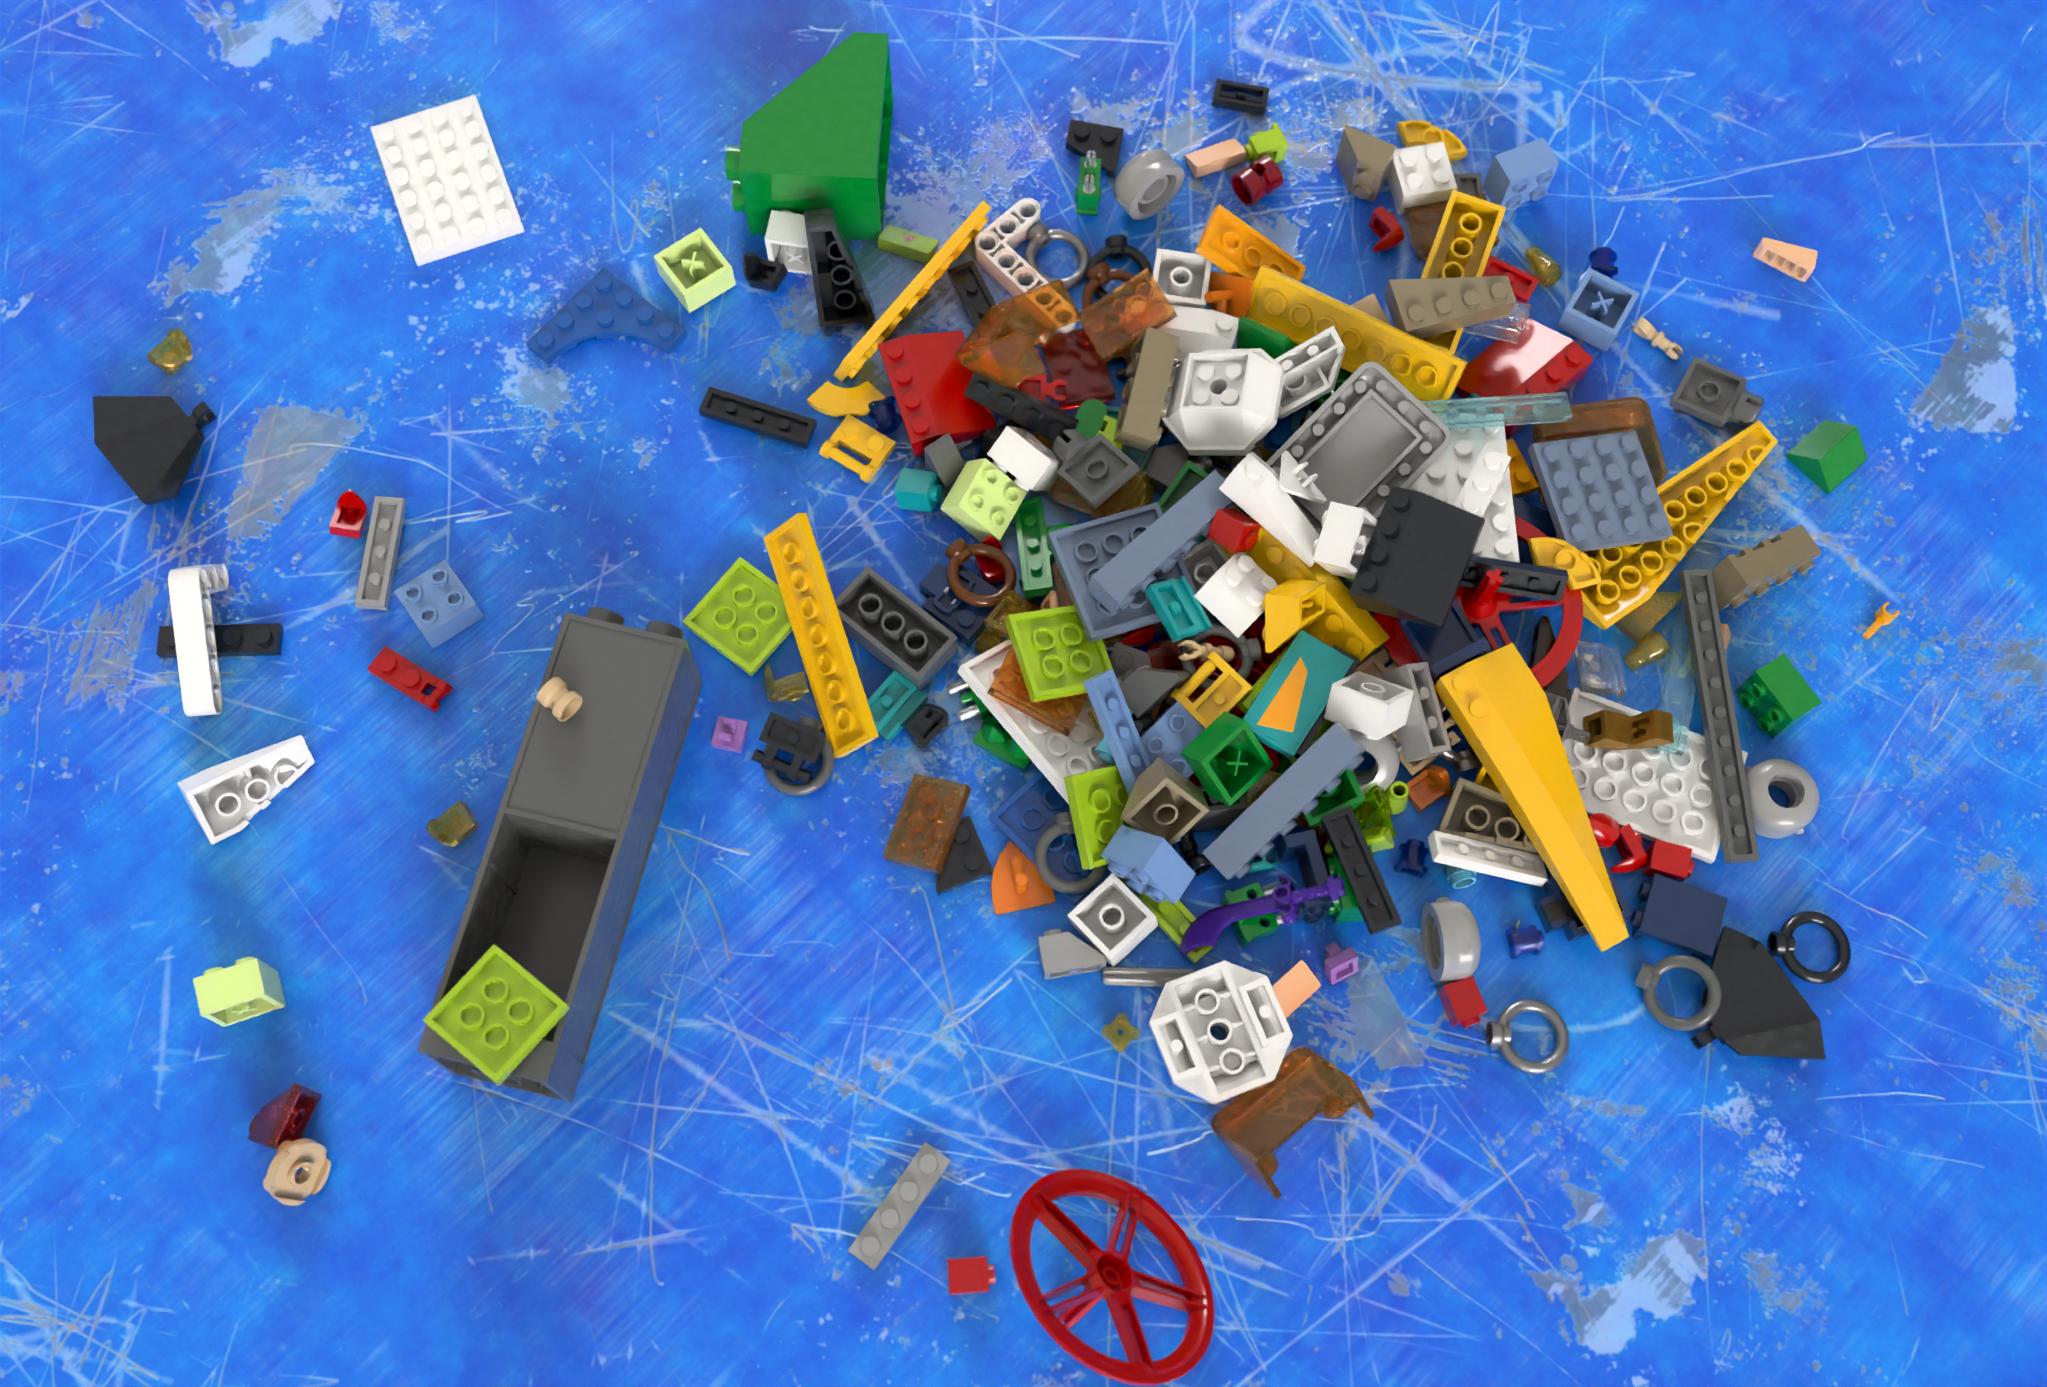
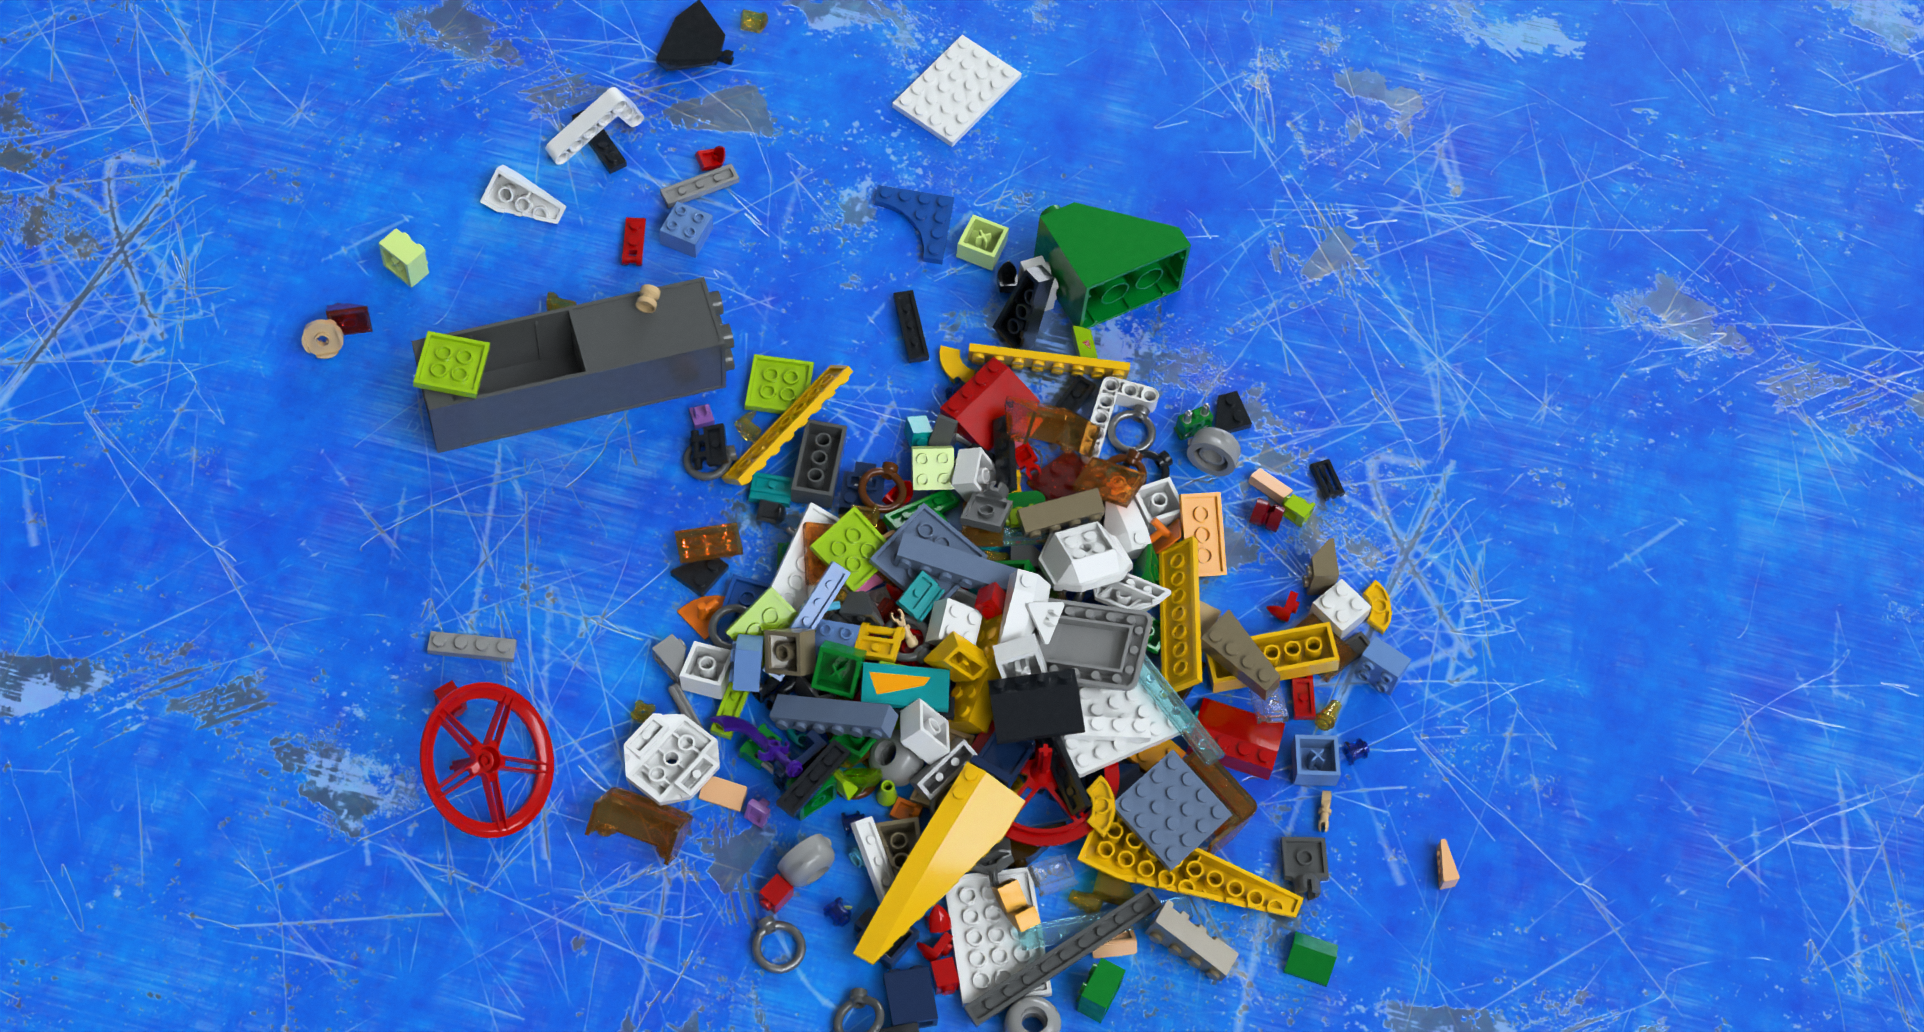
camera: 55 degrees right, 10 degrees down
(862, 441) = (934, 389): yellow plate -> none

